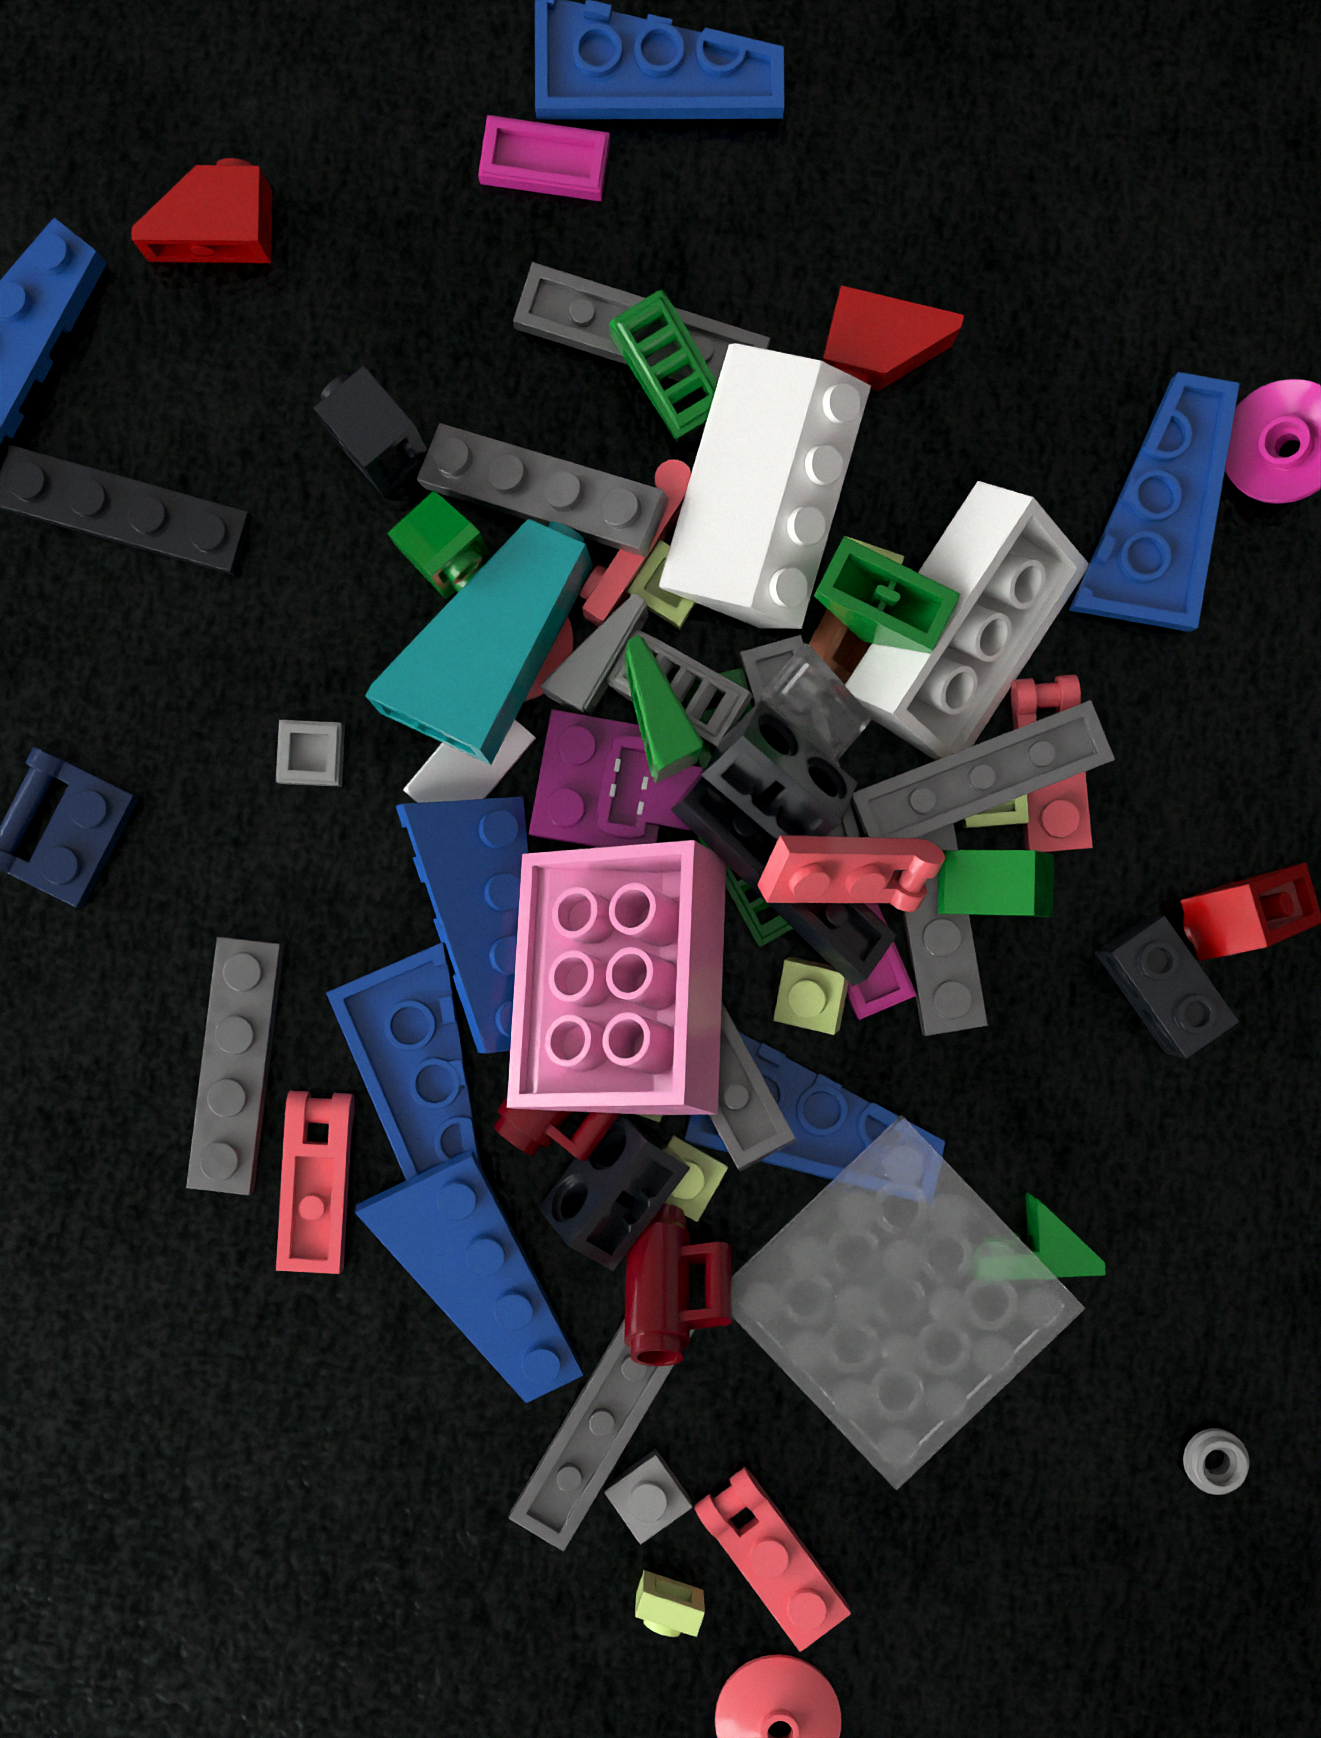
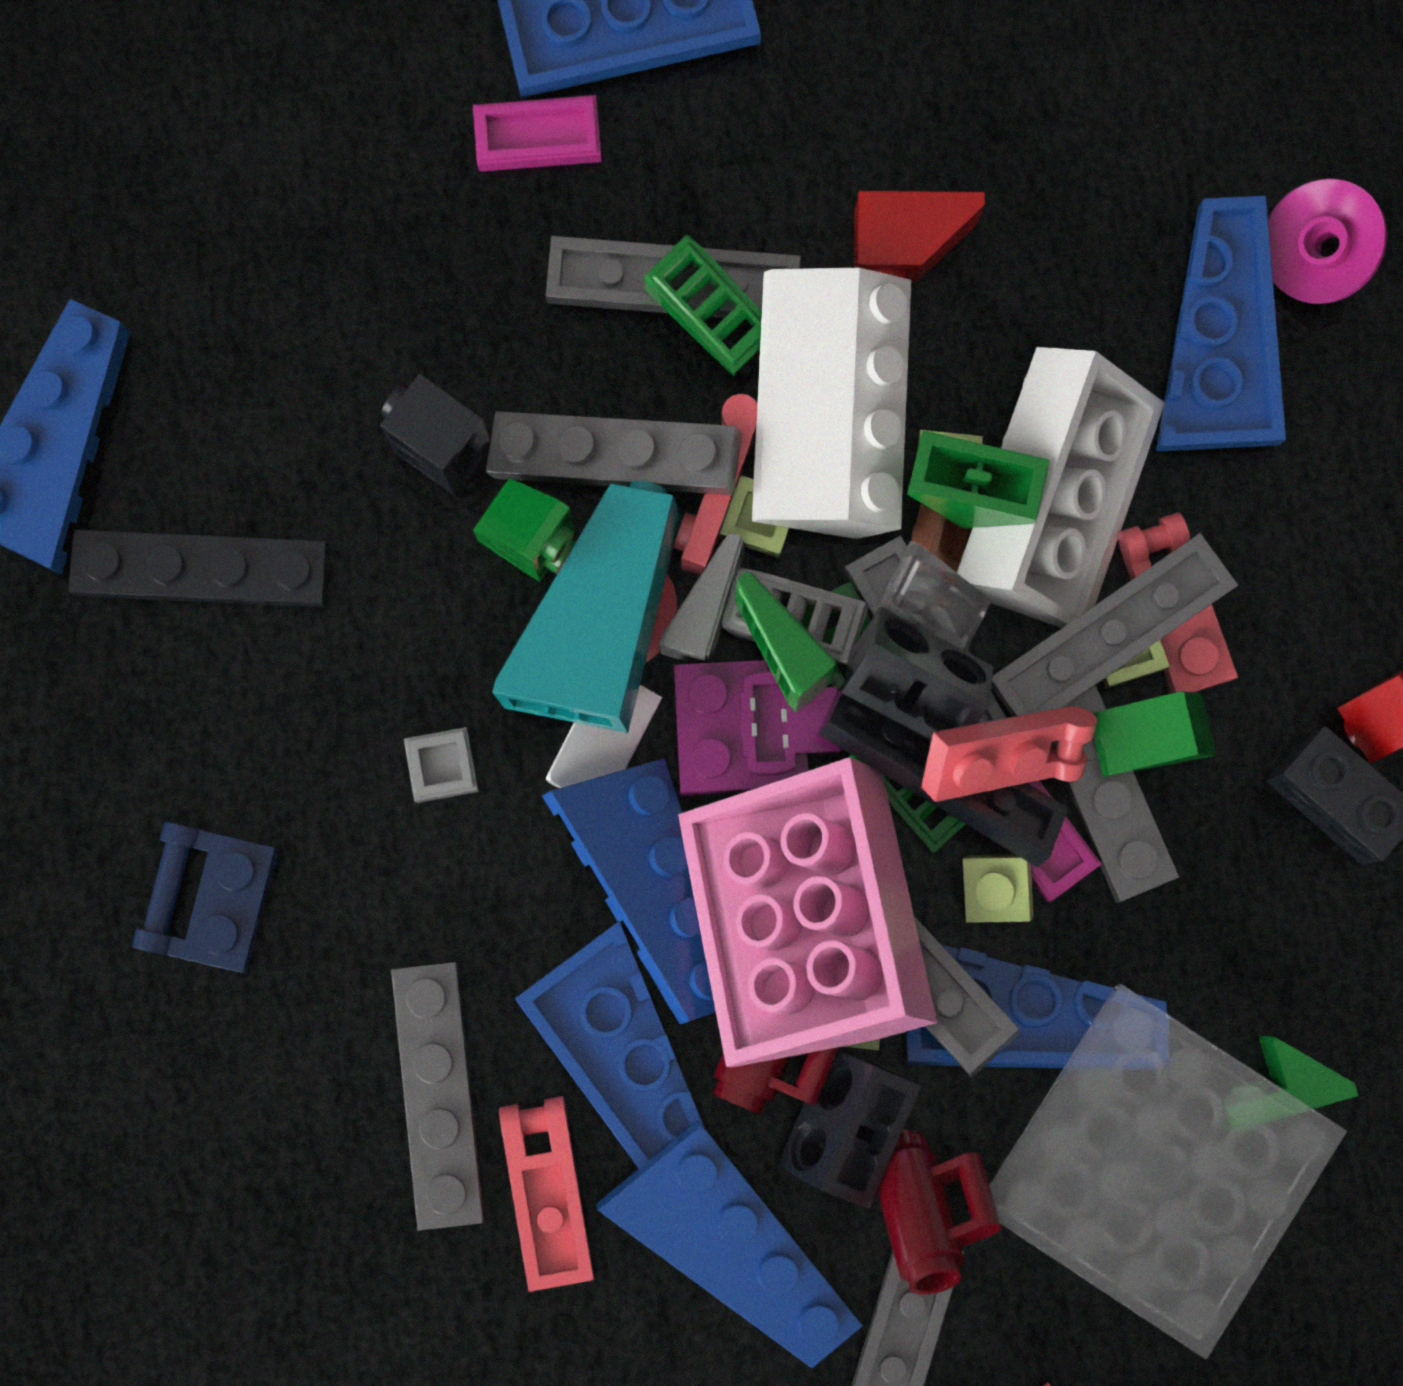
camera: 15 degrees left, 5 degrees down
(210, 217) = (225, 264): red slope -> none
(699, 1182) = (932, 1101): yellowish green plate -> none

